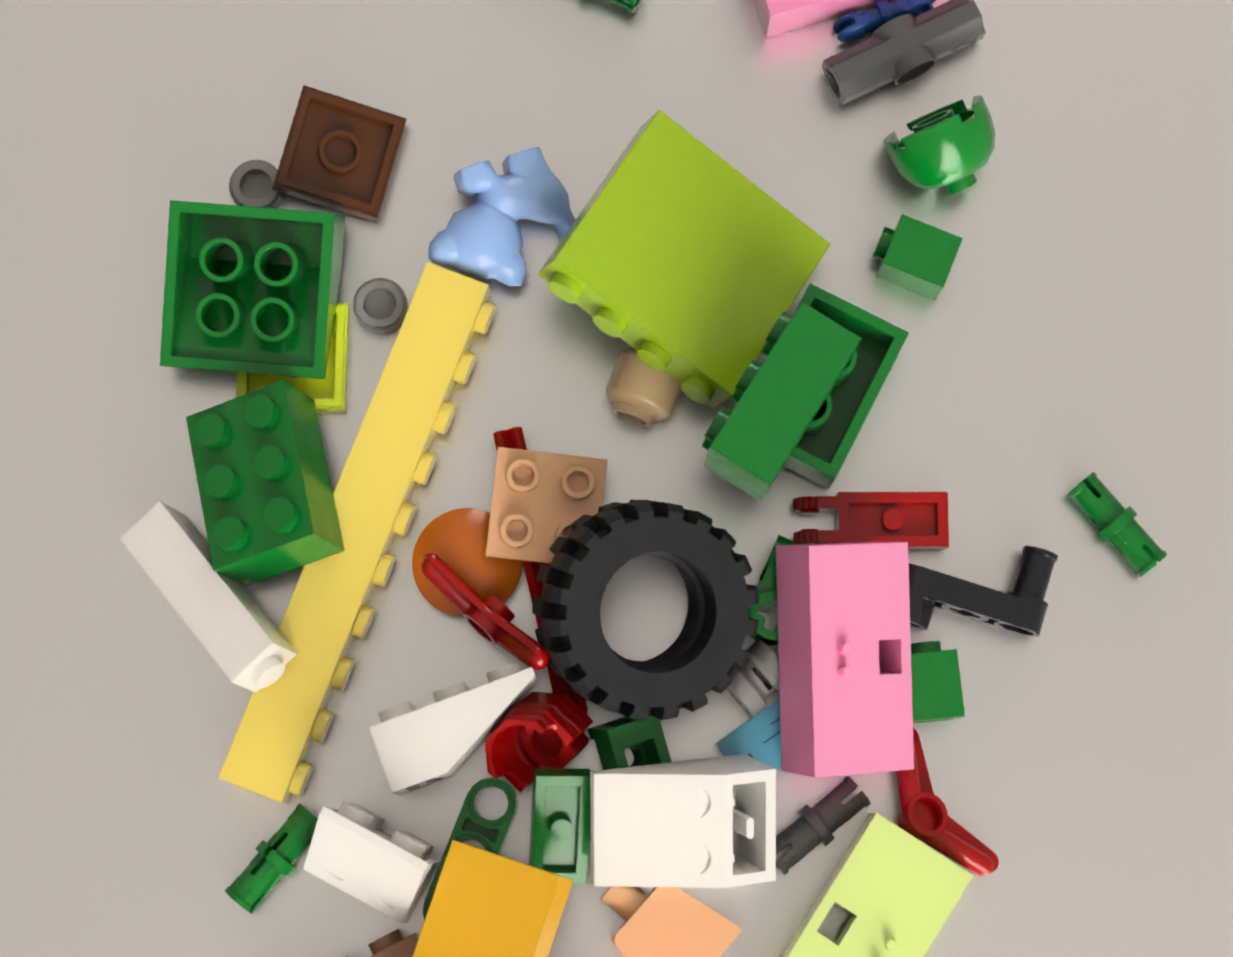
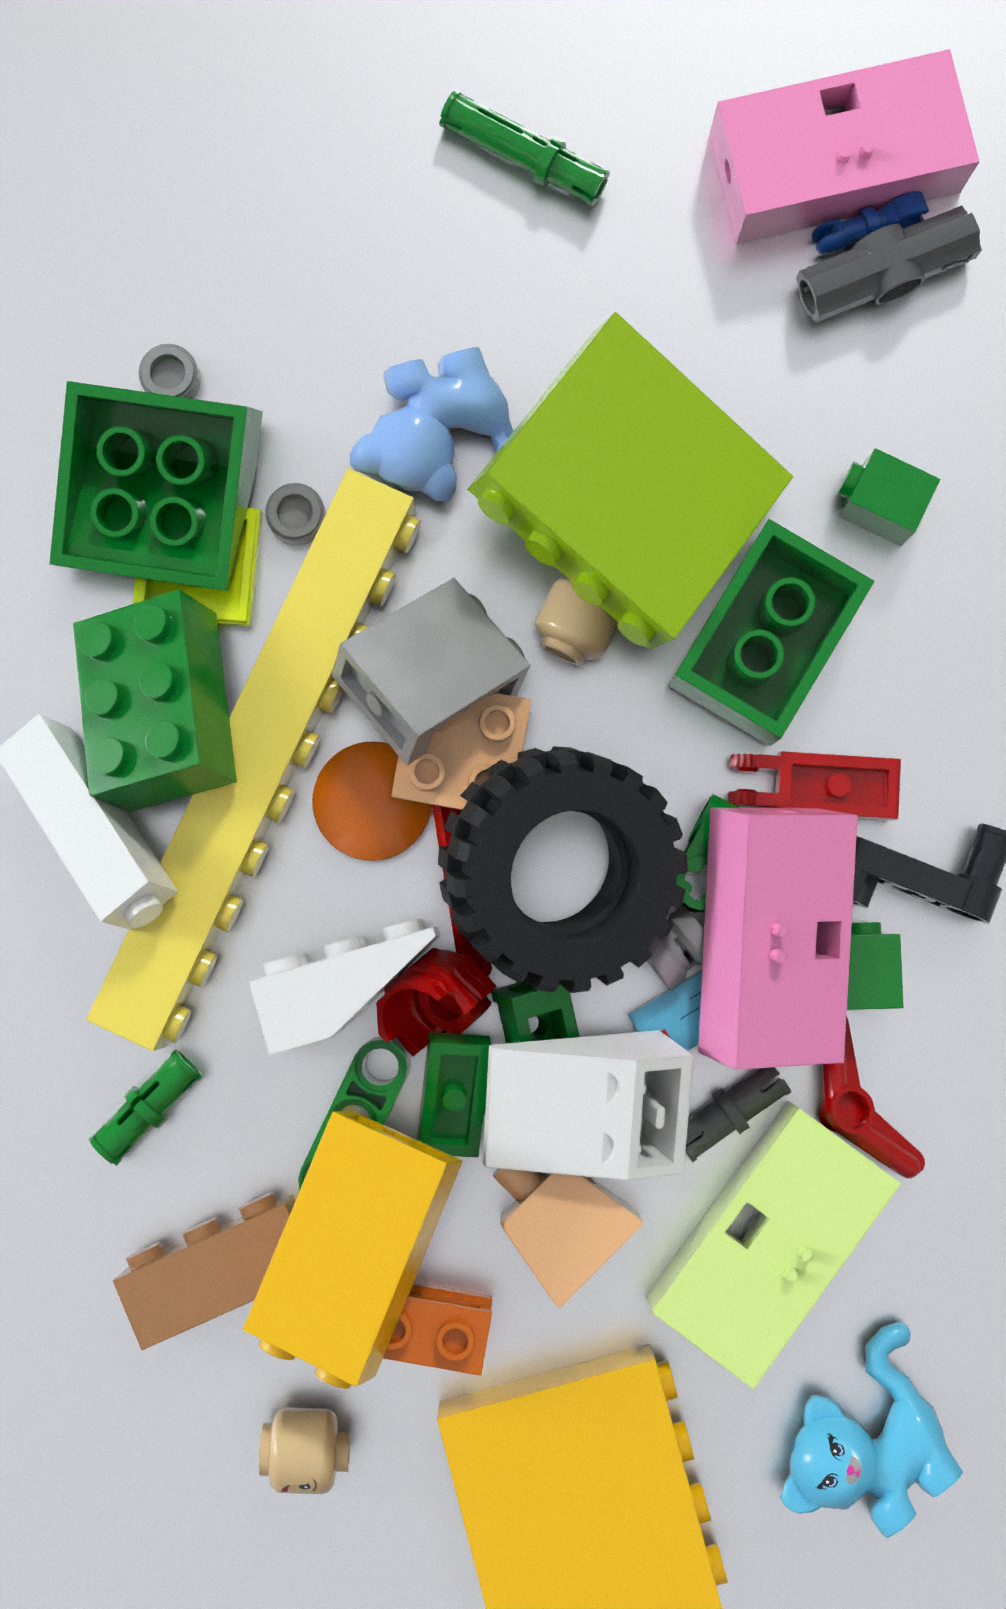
camera: 10 degrees right, 5 degrees up
(339, 153) = (260, 342): reddish brown tile -> none
(369, 863) = (246, 1119): white slope -> none
(487, 617) = (390, 863): red piece -> none
(511, 435) = (427, 666): none -> light grey panel
(778, 399) = (728, 647): green brick -> none
(945, 146) = (927, 375): green cylinder -> none

